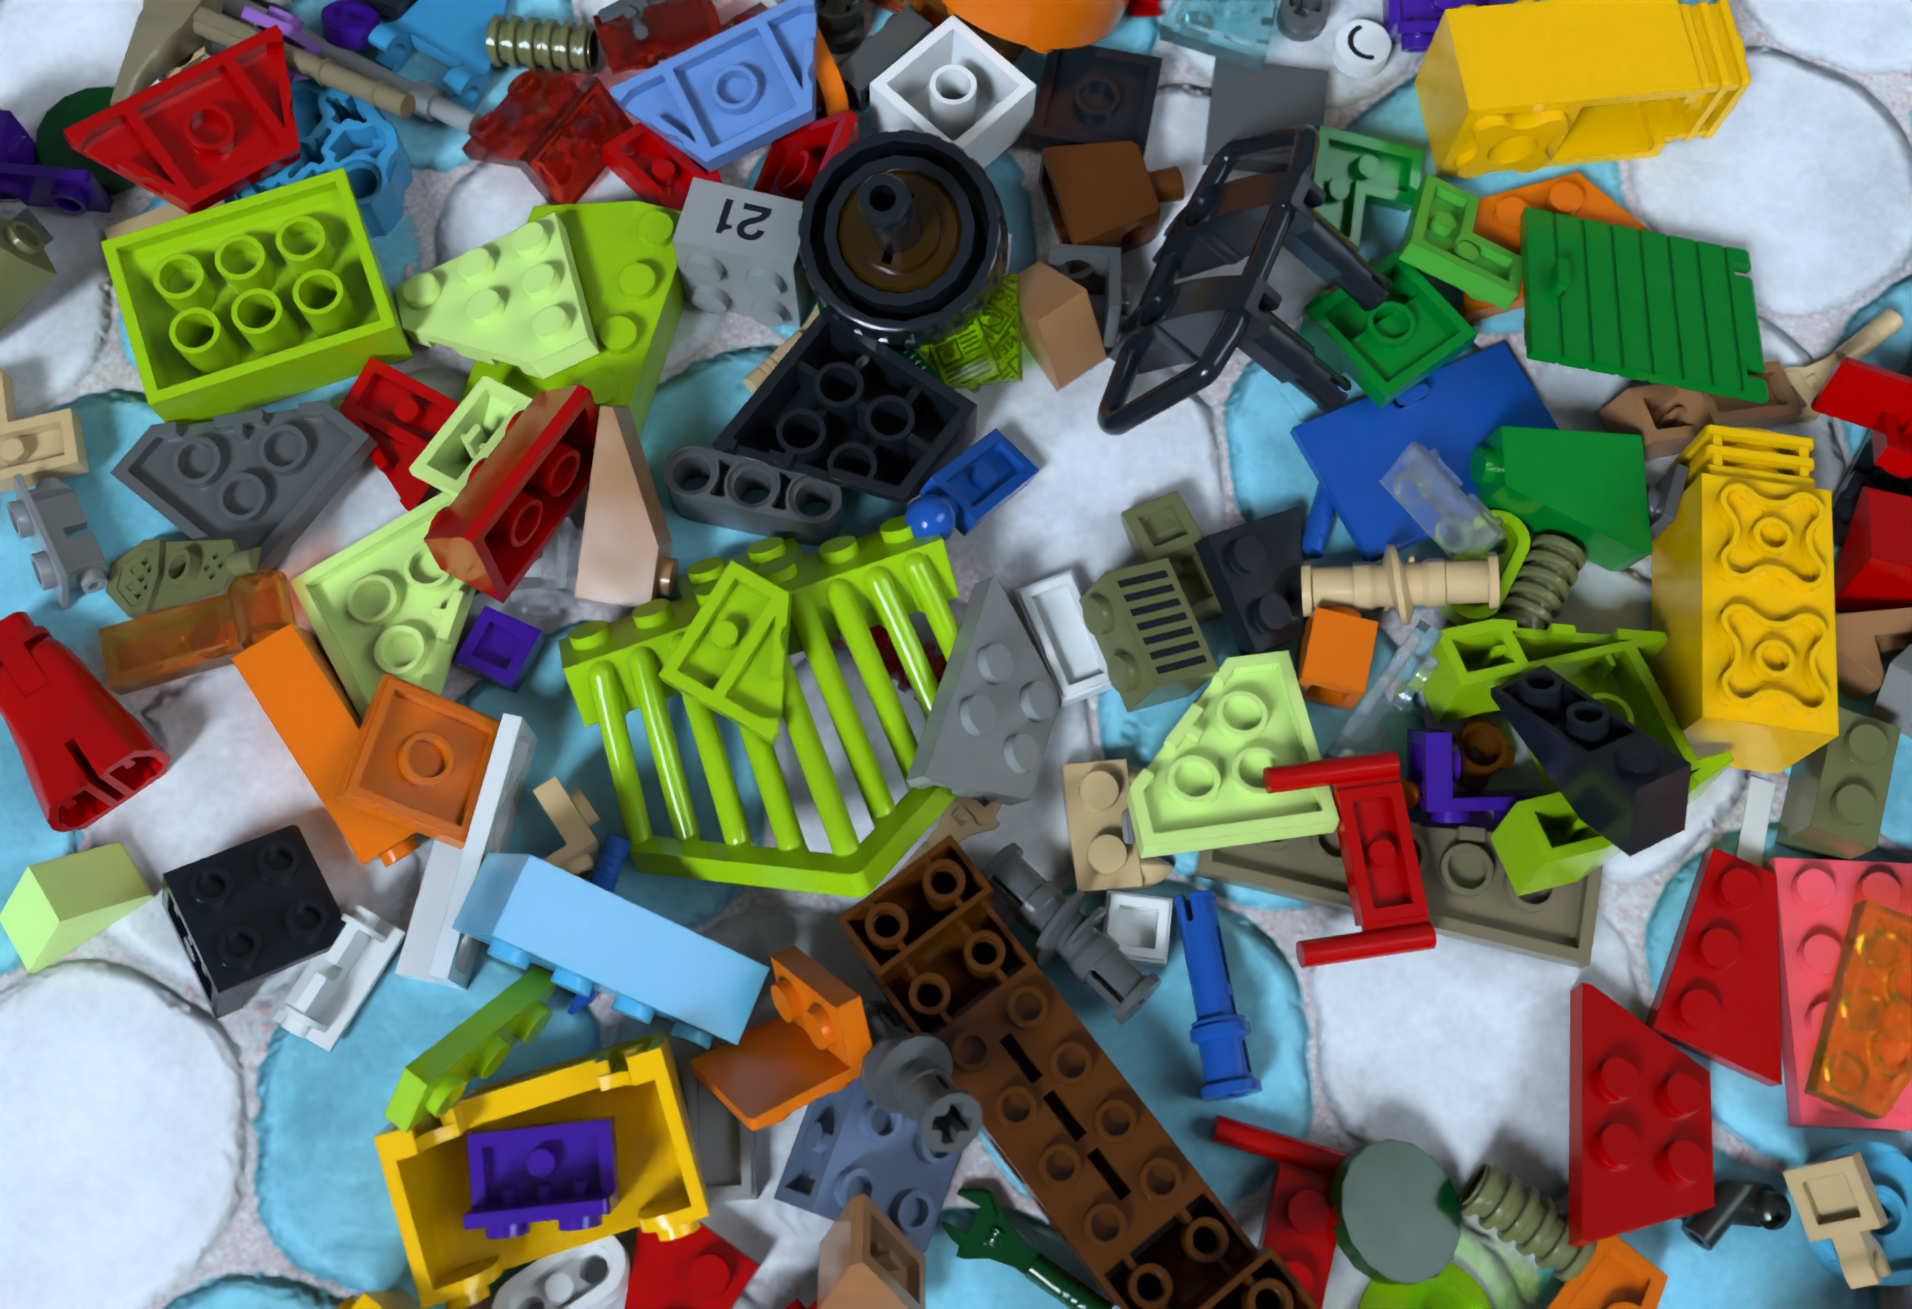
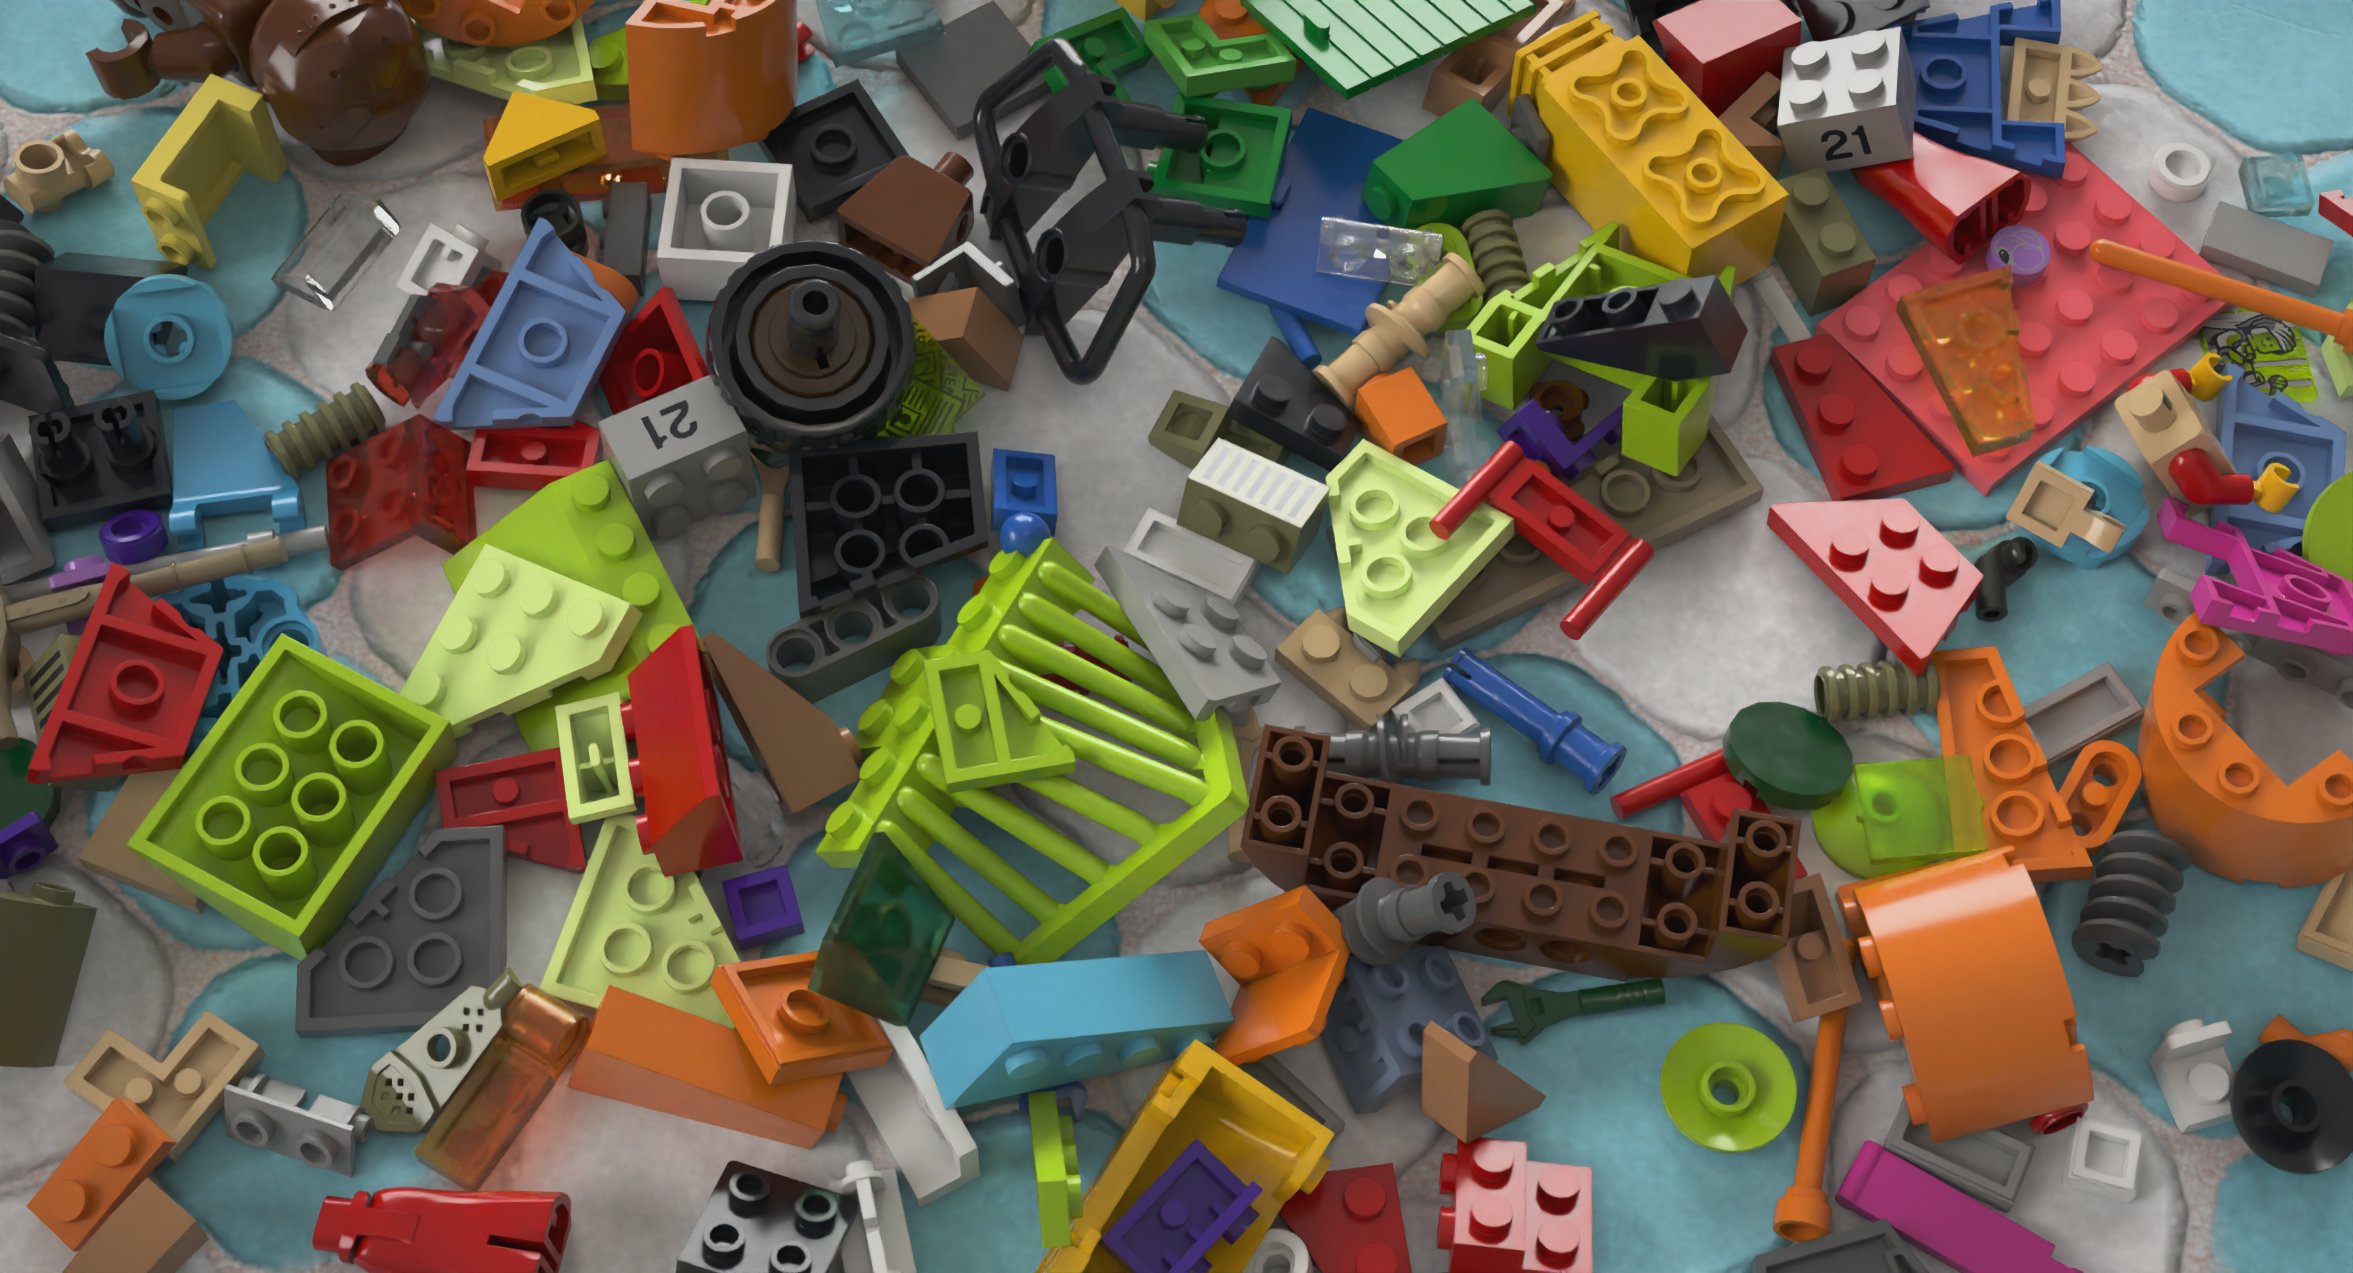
camera: 40 degrees left, 10 degrees down
(524, 752) = (882, 937): none -> clear green slope

